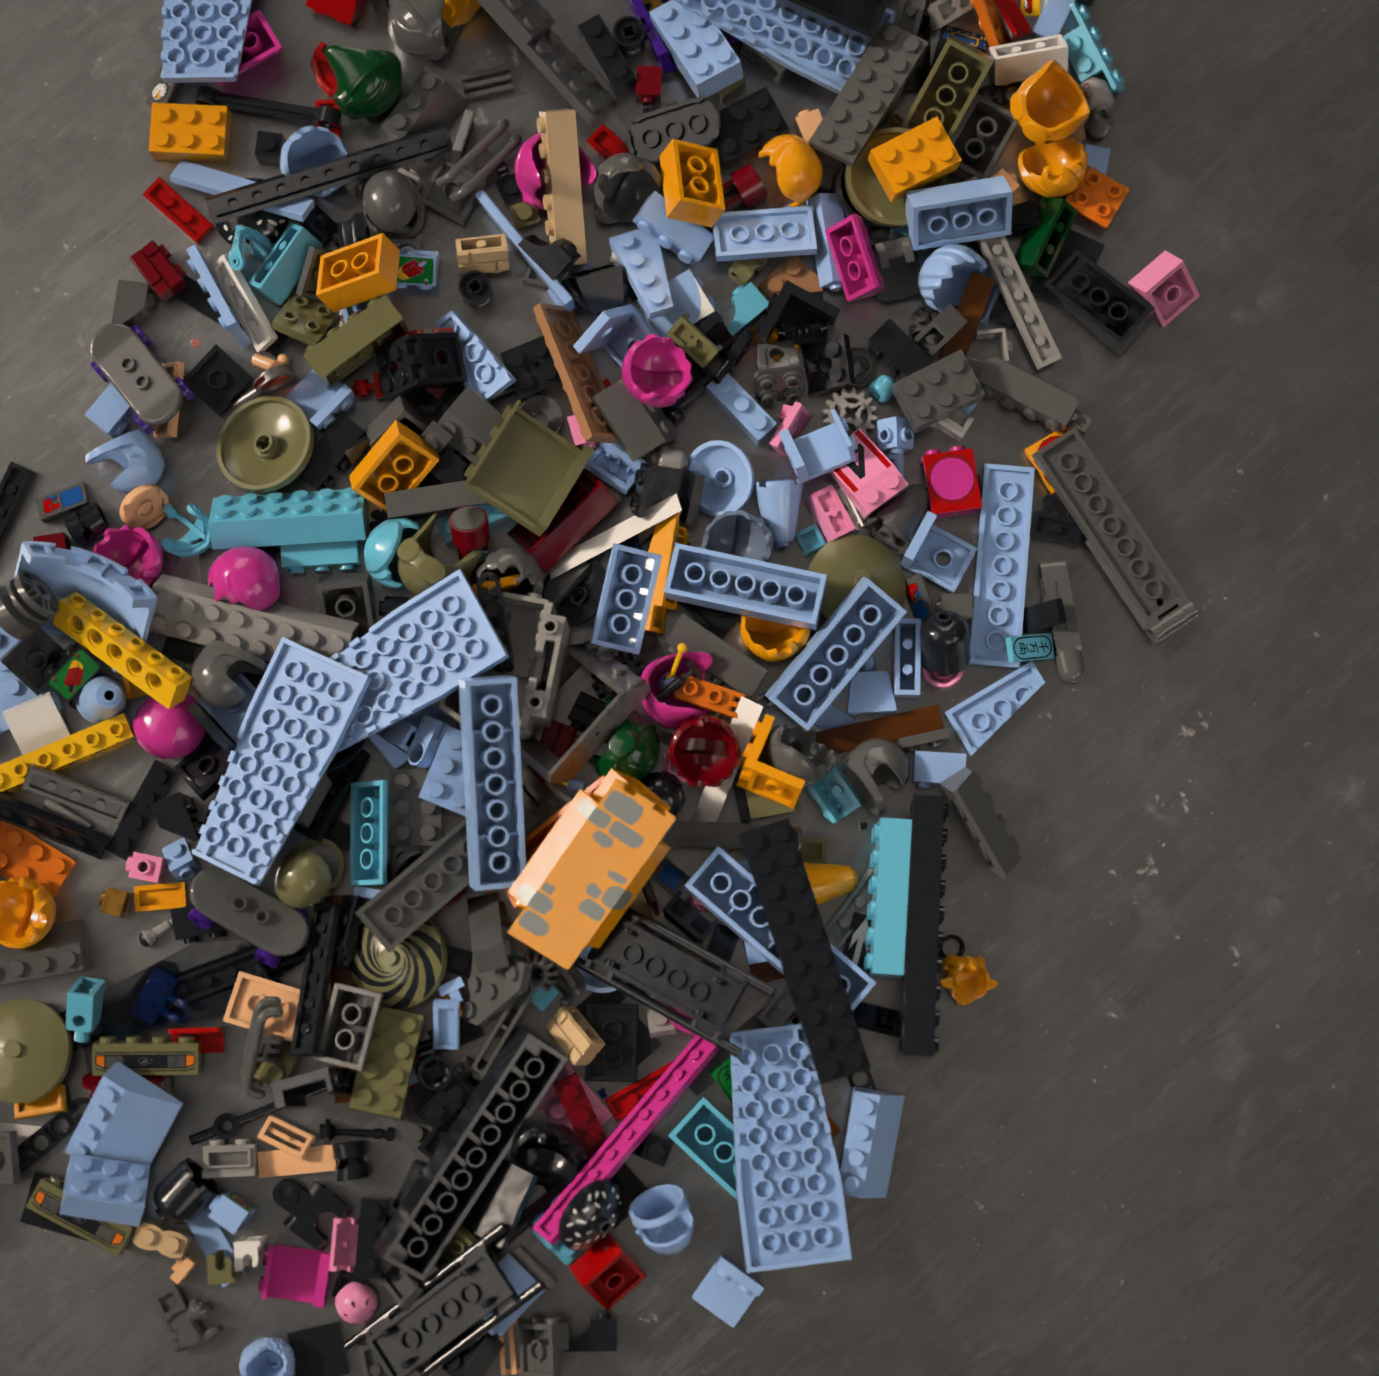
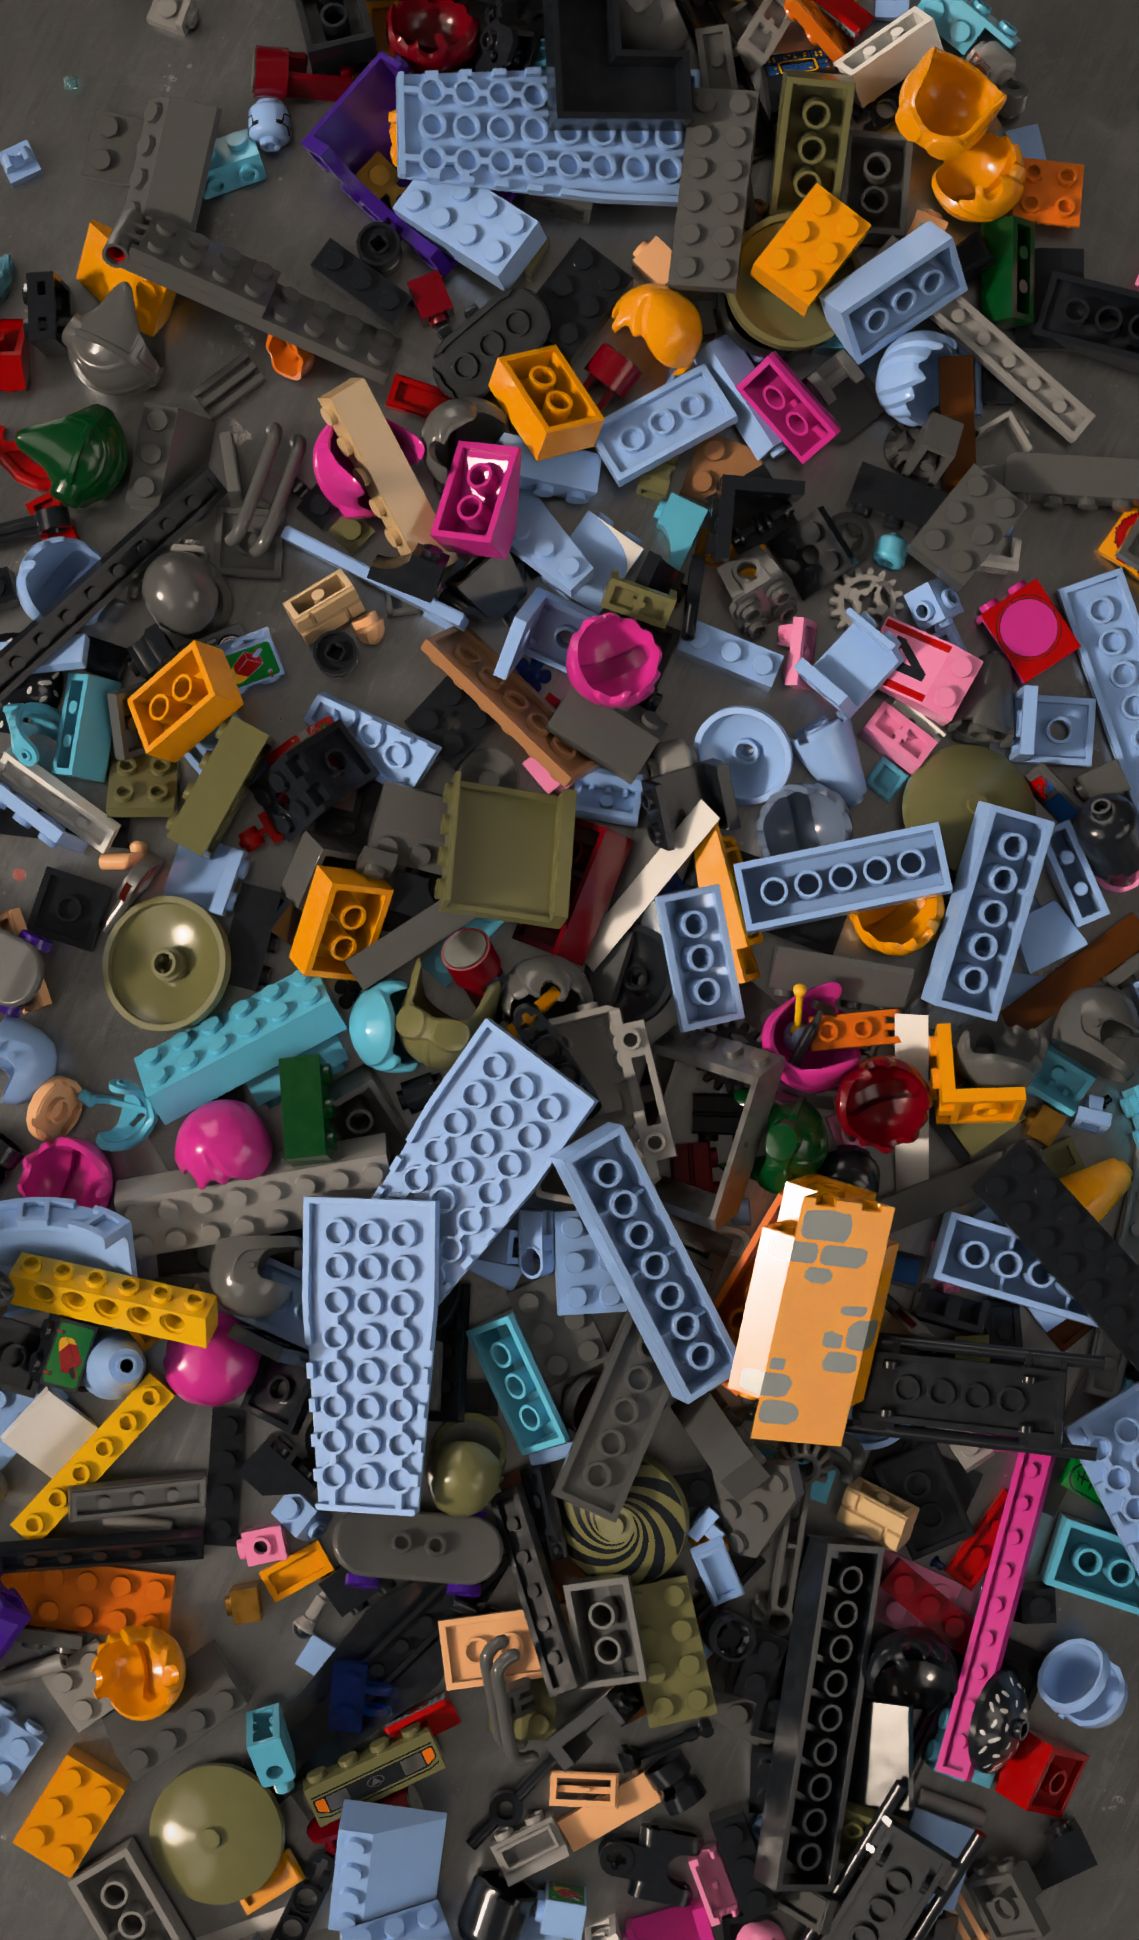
camera: 25 degrees left, 5 degrees up
(145, 958) = (315, 1654): none -> light blue tile
(312, 580) = (307, 1110): none -> dark green brick
(506, 283) = (369, 628): none -> light nougat plate
(535, 82) = (289, 359): none -> orange helmet
(603, 363) = (532, 673): none -> clear blue plant
(616, 228) = (479, 500): none -> dark pink slope
(811, 820) = (1042, 1124): none -> pearl gold plate
(846, 831) = (1092, 1117): none -> light blue tile

